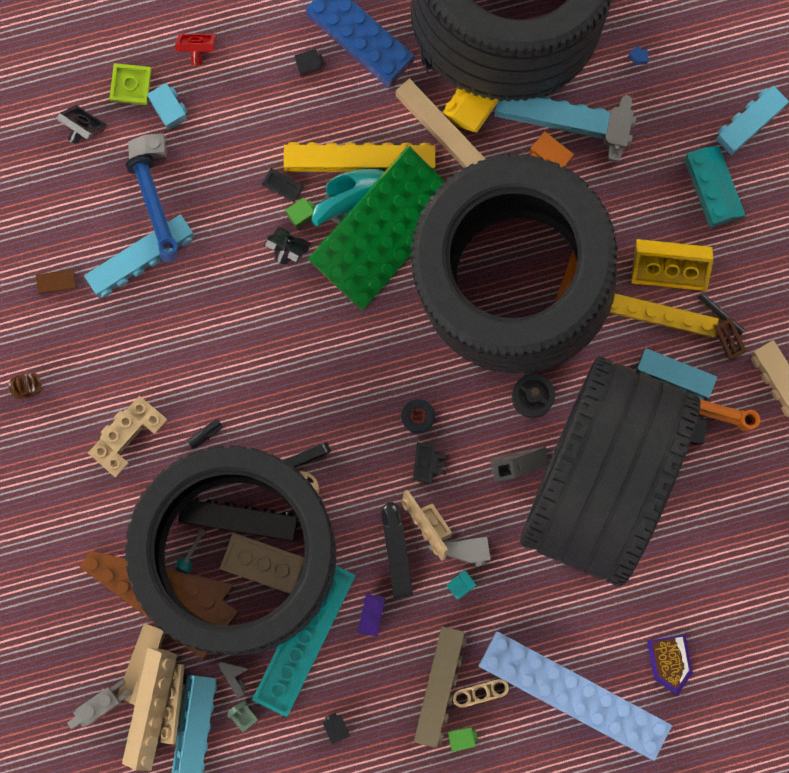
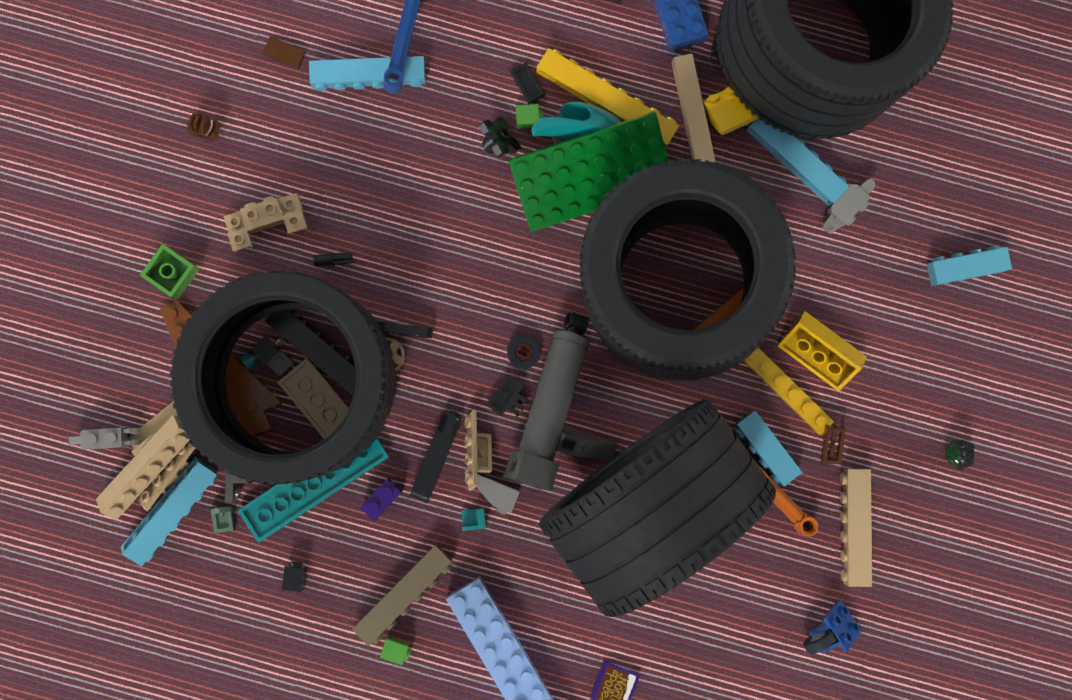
camera: 20 degrees right, 5 degrees up
(70, 527) = (169, 272): none -> bright green brick
(202, 548) = (272, 355): none -> dark grey slope
(483, 501) = (535, 457): none -> dark grey piece
(490, 693) = (424, 622): tan beam -> none
(533, 395) = (633, 393): black wheel -> none
(551, 149) = (778, 189): orange brick -> none
(639, 56) = (904, 152): blue piece -> none
(714, 186) = (900, 304): teal slope -> none
(718, 311) = (837, 415): black bar -> none

